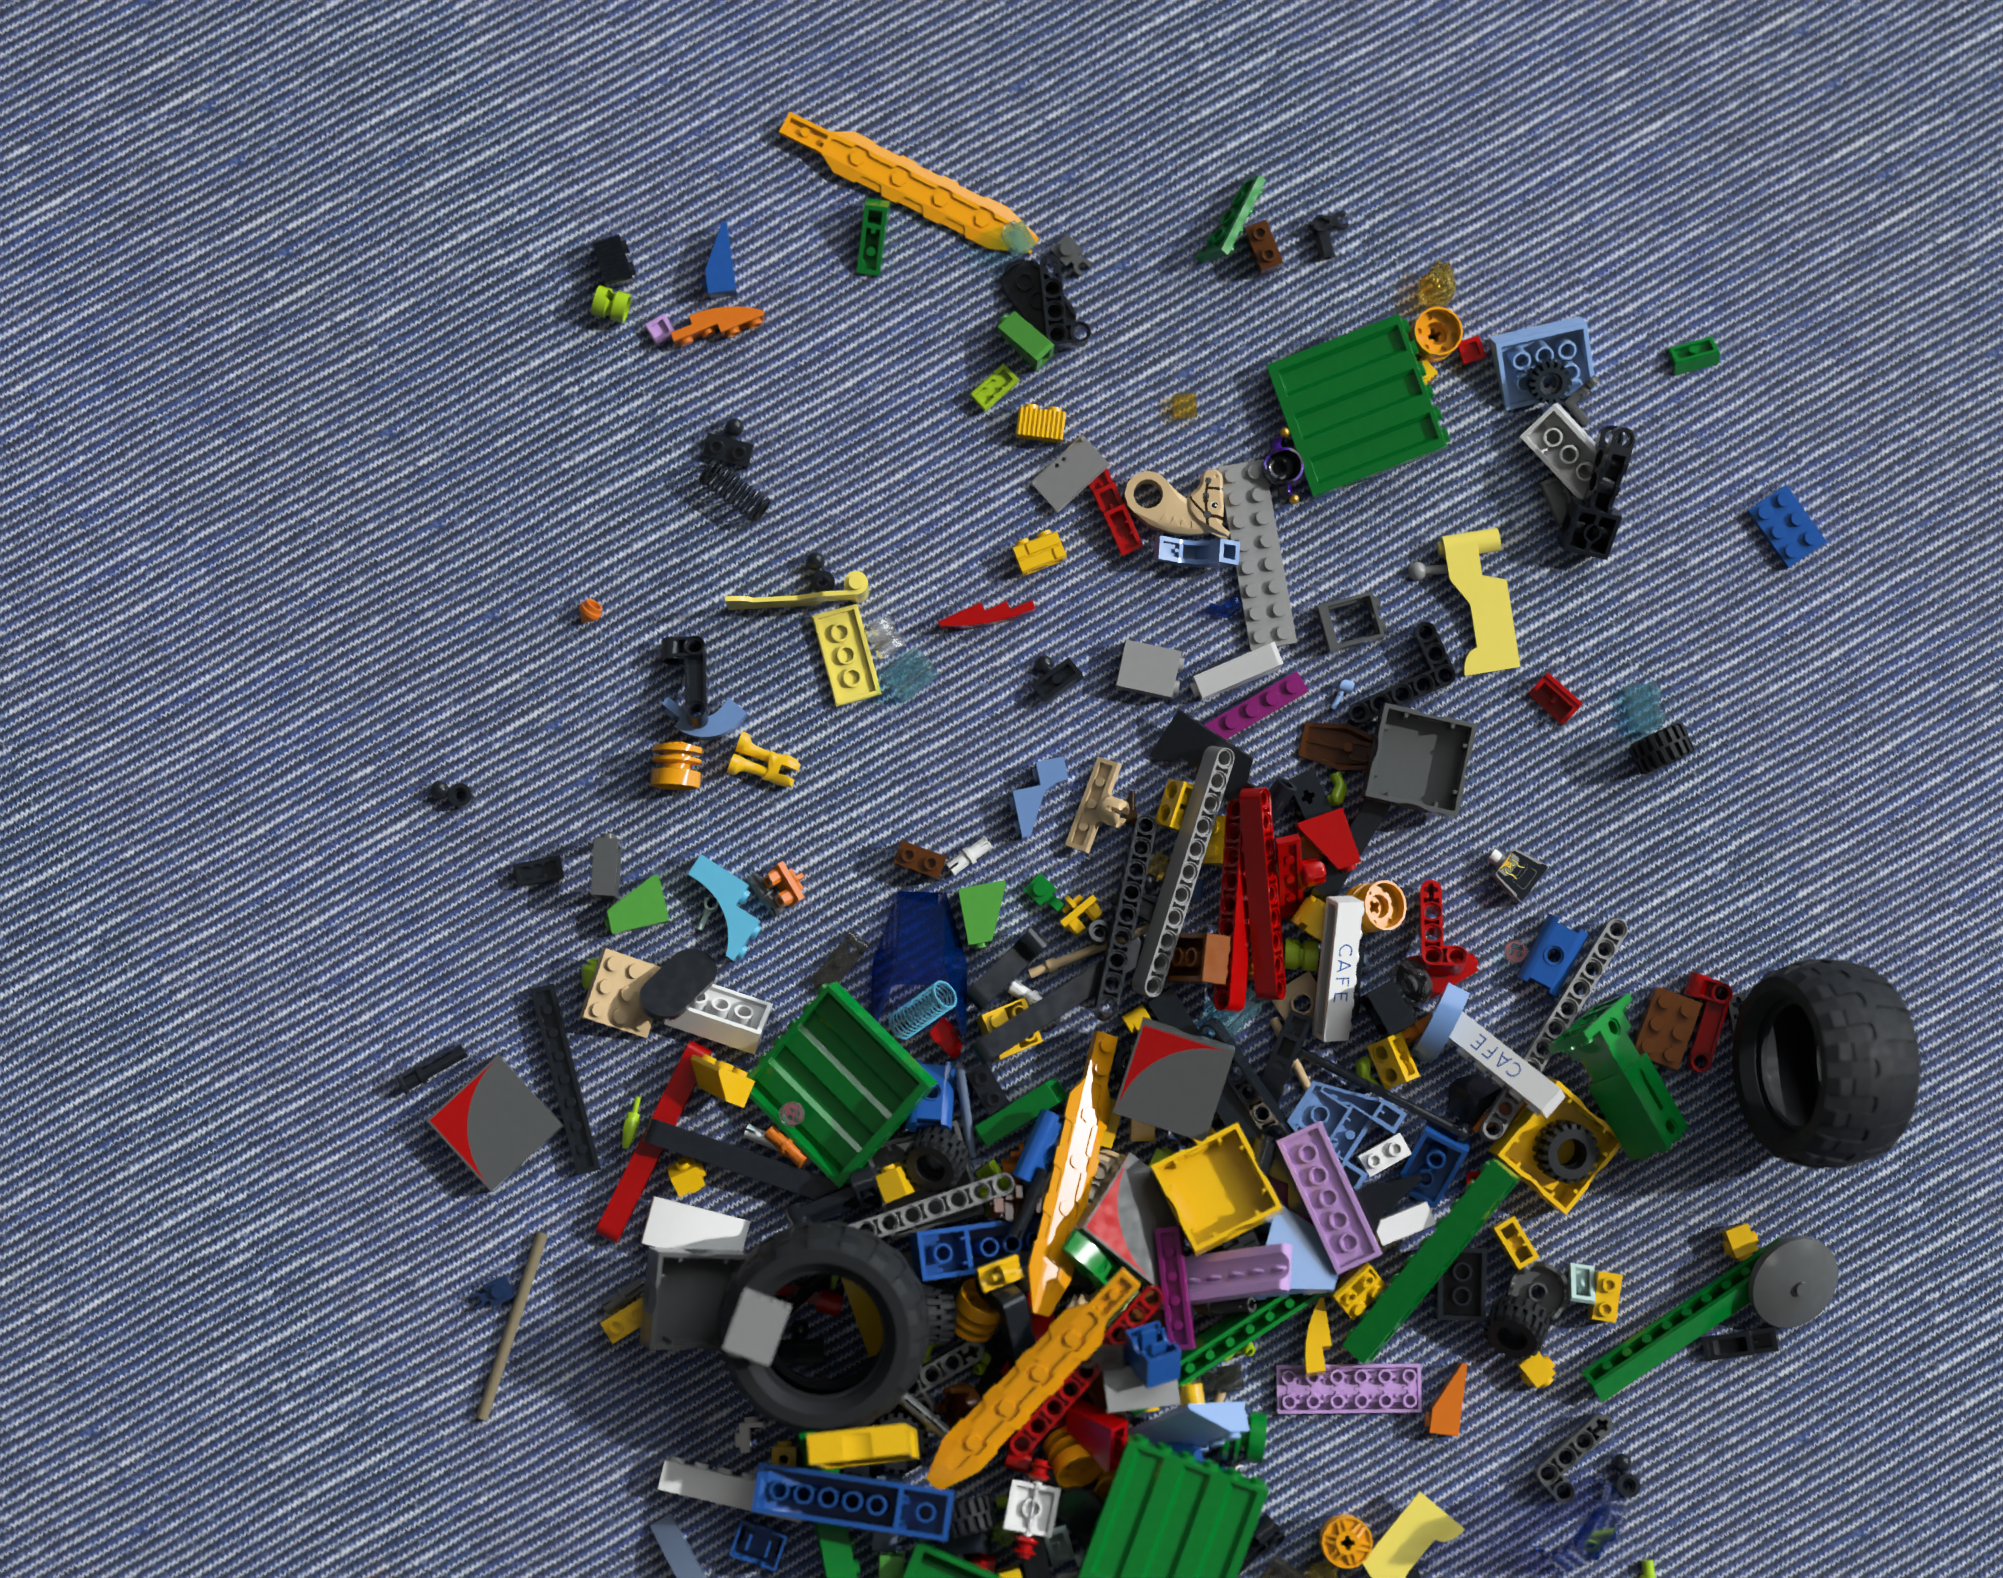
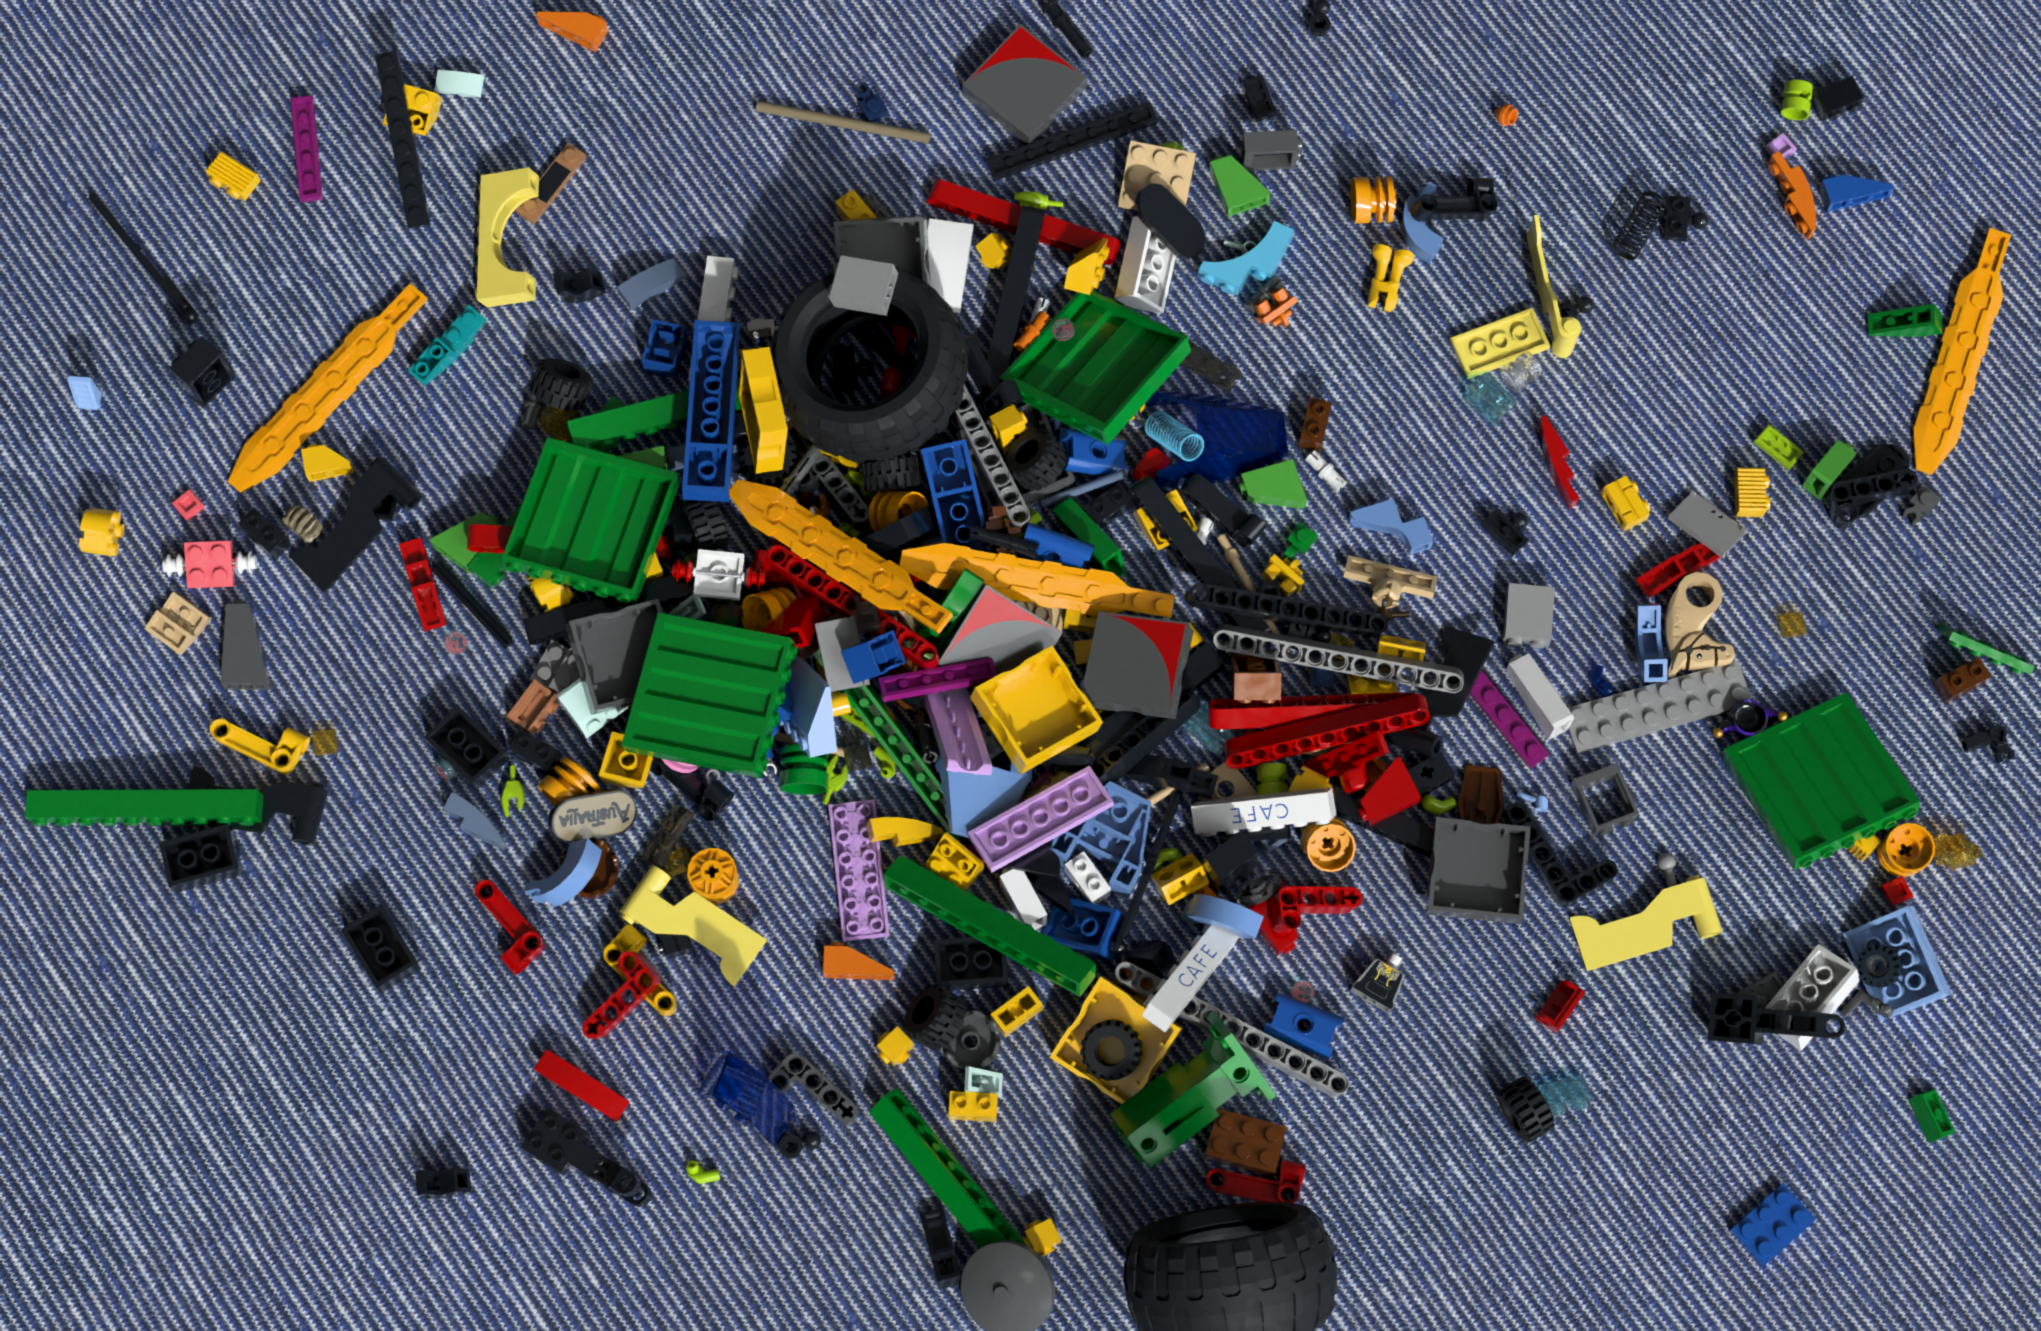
camera: 90 degrees right, 10 degrees down
(999, 1273) = (935, 518): yellow hips -> none
(1017, 238) = (1927, 451): clear light blue brick -> none
(1253, 1403) = (836, 781): none -> lime hand

